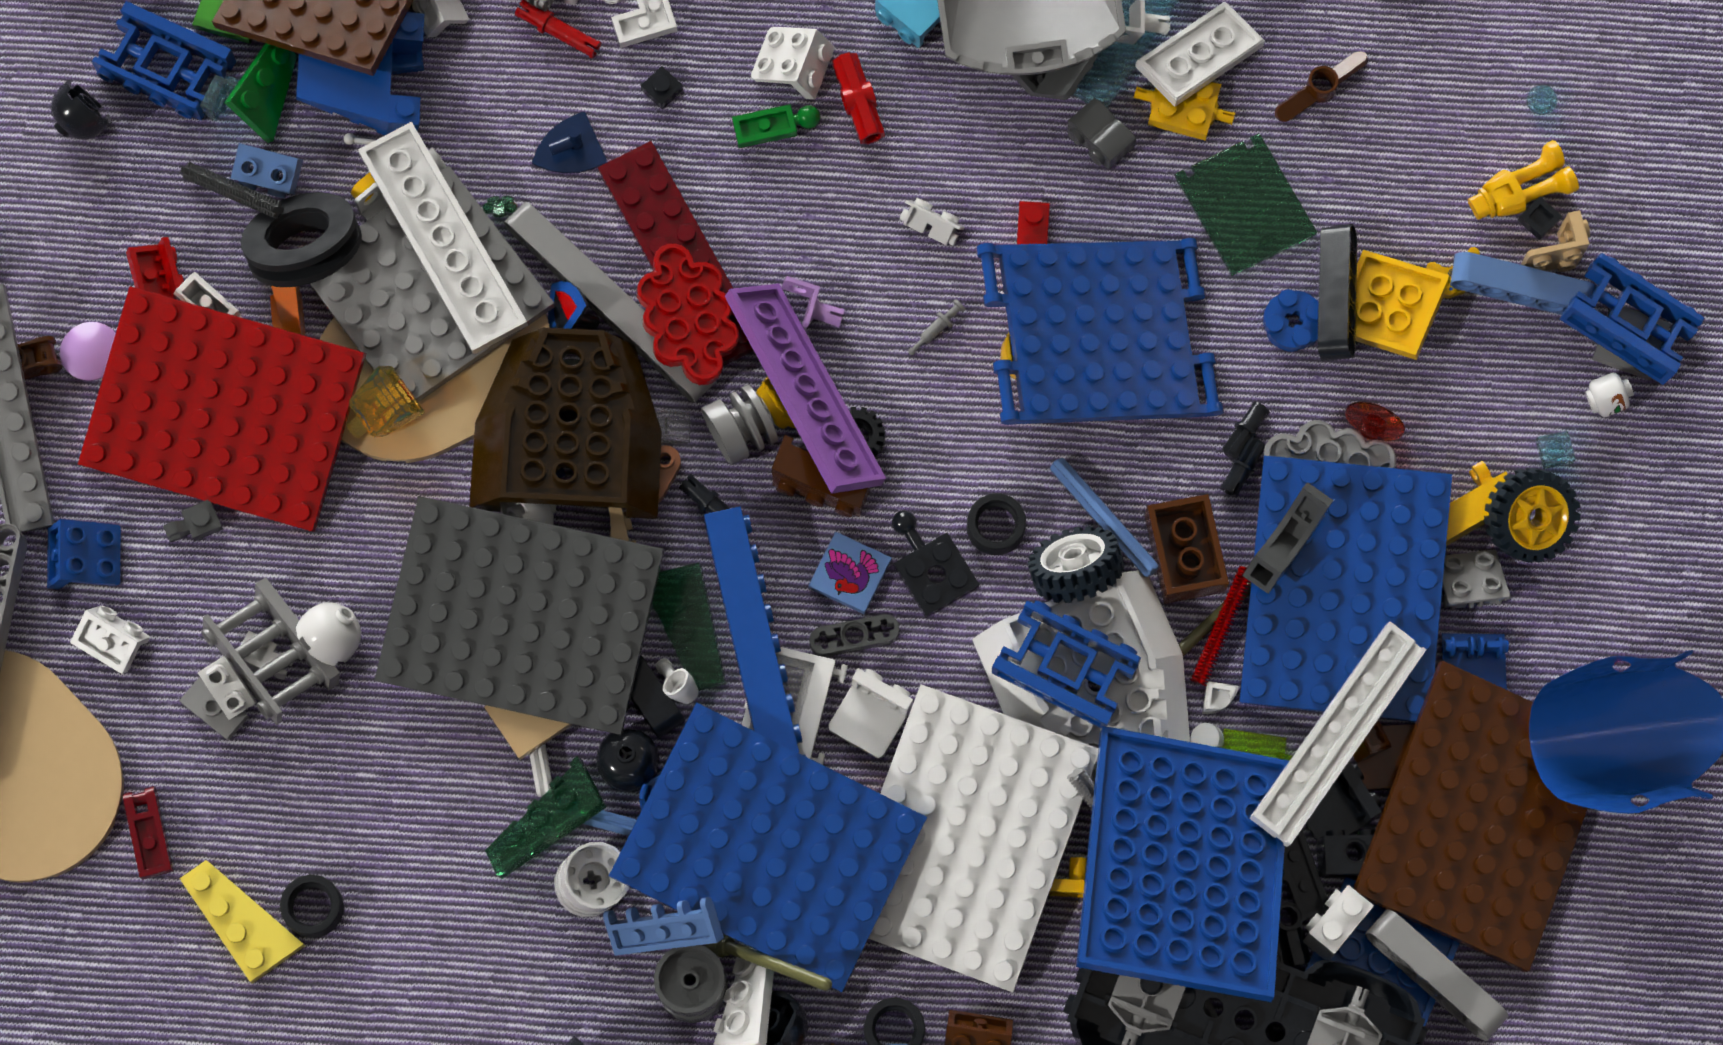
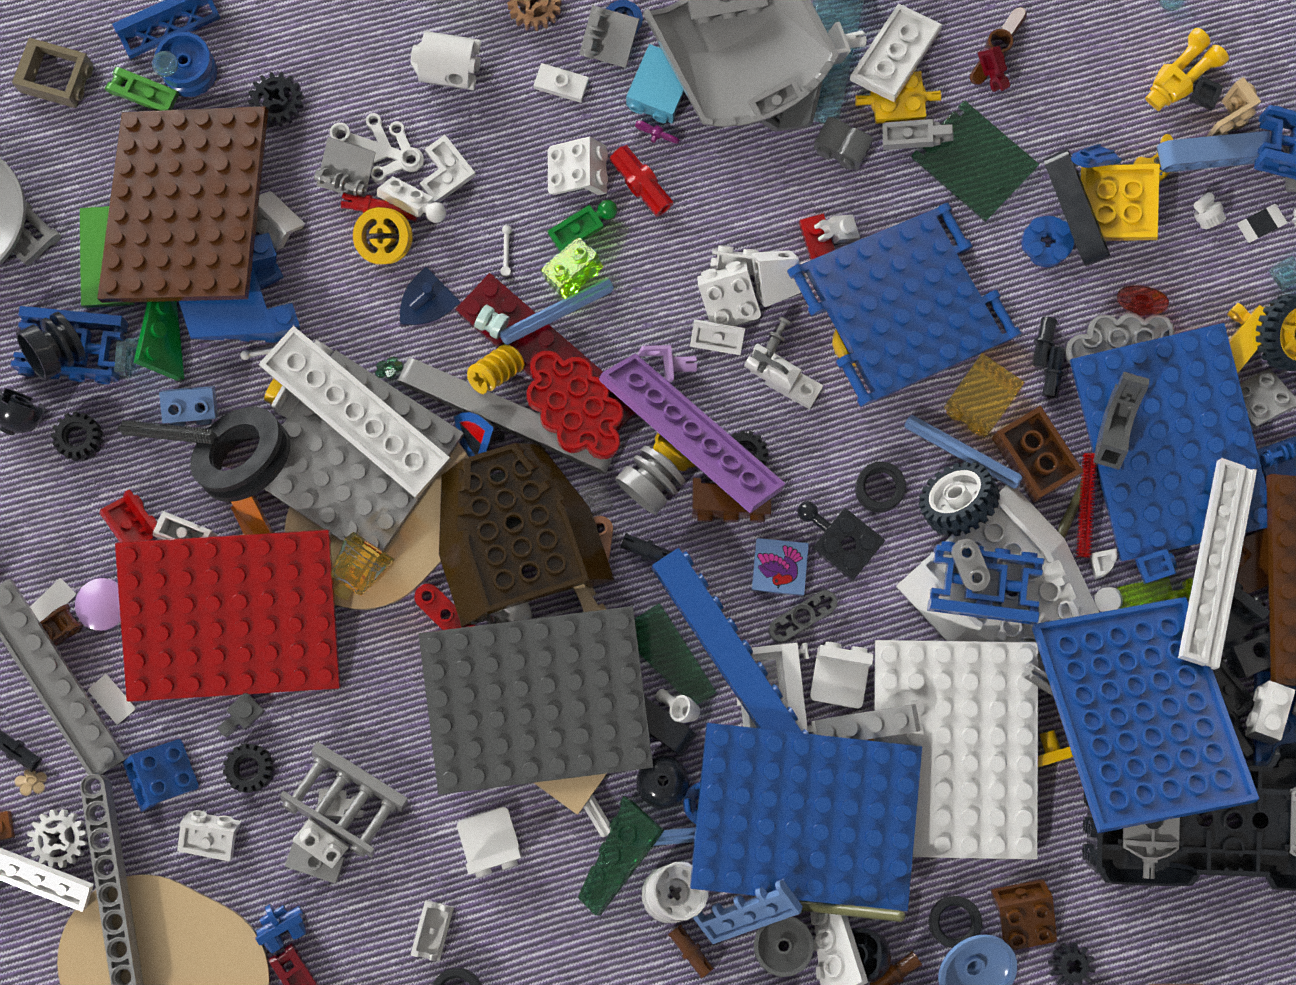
camera: 20 degrees left, 5 degrees up
(44, 325) = (54, 597): none -> white sticker
(62, 457) = (111, 699): none -> white sticker
(130, 146) = (84, 450): none -> black tyre
(135, 767) = (277, 922): none -> blue hips
(136, 53) = (46, 348): none -> black wheel
(176, 564) = (233, 762): none -> black tyre
(311, 827) = (432, 930): none -> white hinge
(330, 632) = (387, 768): white cylinder -> none
(411, 755) = (489, 842): none -> white bracket
(451, 480) = (436, 606): none -> red plate
(554, 39) = (382, 216): none -> yellow wheel
(587, 954) = (691, 951): none -> reddish brown pin
(594, 32) = (411, 200): none -> white plate
(615, 245) = (495, 368): none -> yellow piece
(631, 193) = (491, 321): none -> light aqua wheel
(661, 87) = (481, 226): black plate -> none
(670, 145) = (505, 270): none -> white hinge
(708, 207) = (556, 311): none -> medium blue axle
(743, 166) = (572, 268): none -> clear neon green brick
(876, 297) = (717, 337): none -> white plate
(884, 774) = (871, 724): none -> light grey plate
(897, 51) = (656, 132): none -> magenta piece
(906, 256) = (729, 294): none -> white bracket
(933, 365) = (783, 376): none -> white plate
(960, 253) = (772, 278): none -> white torso
(1054, 634) = (970, 565): none -> light grey plate
(1061, 225) = (840, 228): none -> white plate
(1151, 463) = (983, 395): none -> clear yellow panel
(1186, 151) = (915, 134): none -> light grey hinge
(1275, 719) = (1156, 566): none -> blue bracket
(1305, 105) = (994, 65): none -> dark red plate
(1381, 244) = (1095, 156): none -> blue piece
(1490, 349) = (1208, 212): none -> white piece
(1550, 385) = (1262, 223): none -> sticker

